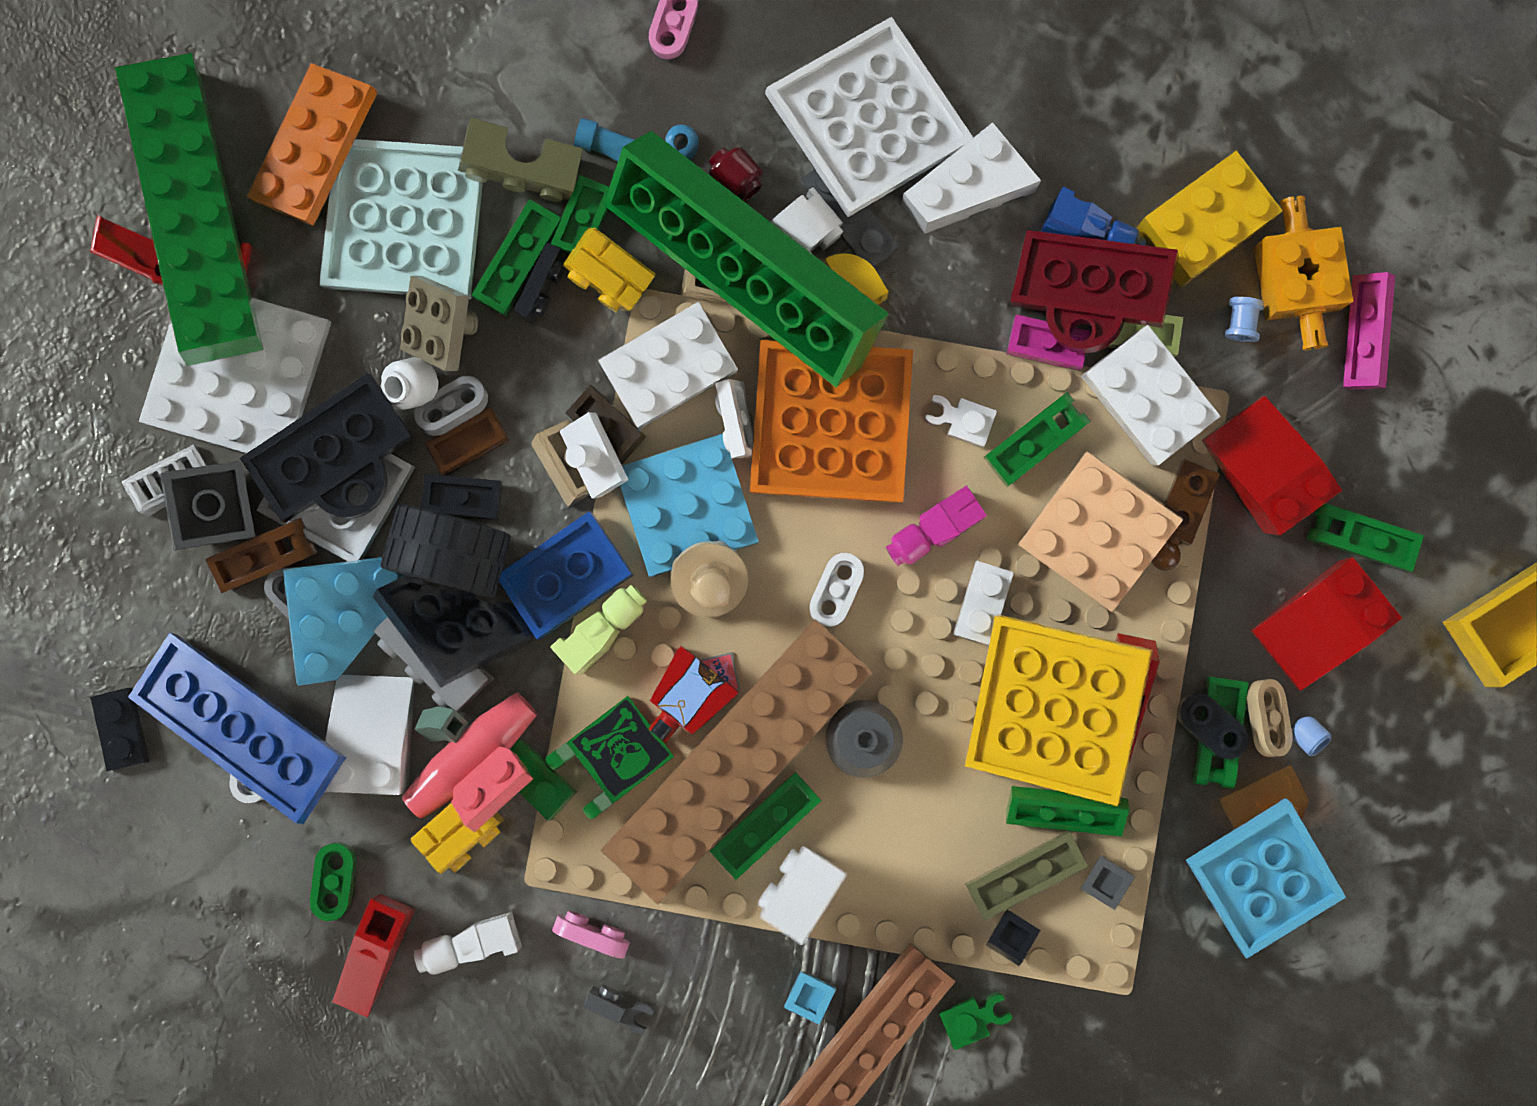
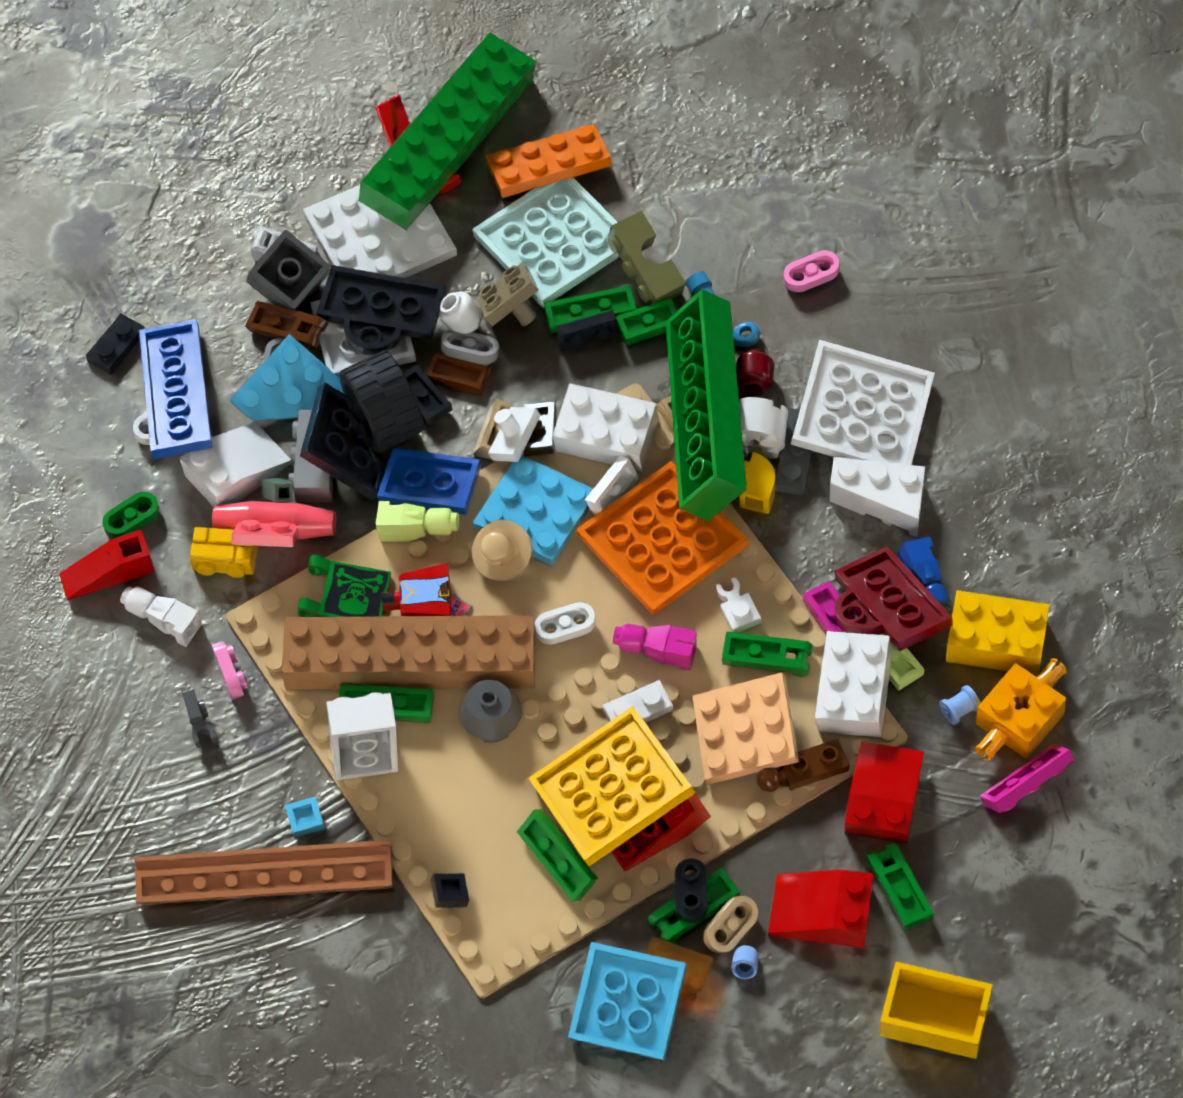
camera: 45 degrees right, 25 degrees down
(548, 789) = (292, 569): green plate -> none
(608, 270) = (630, 354): yellow brick -> none
(967, 1022) = (375, 919): green plate -> none
(1026, 875) = (495, 867): olive plate -> none
(1107, 882) = (536, 915): dark grey plate -> none

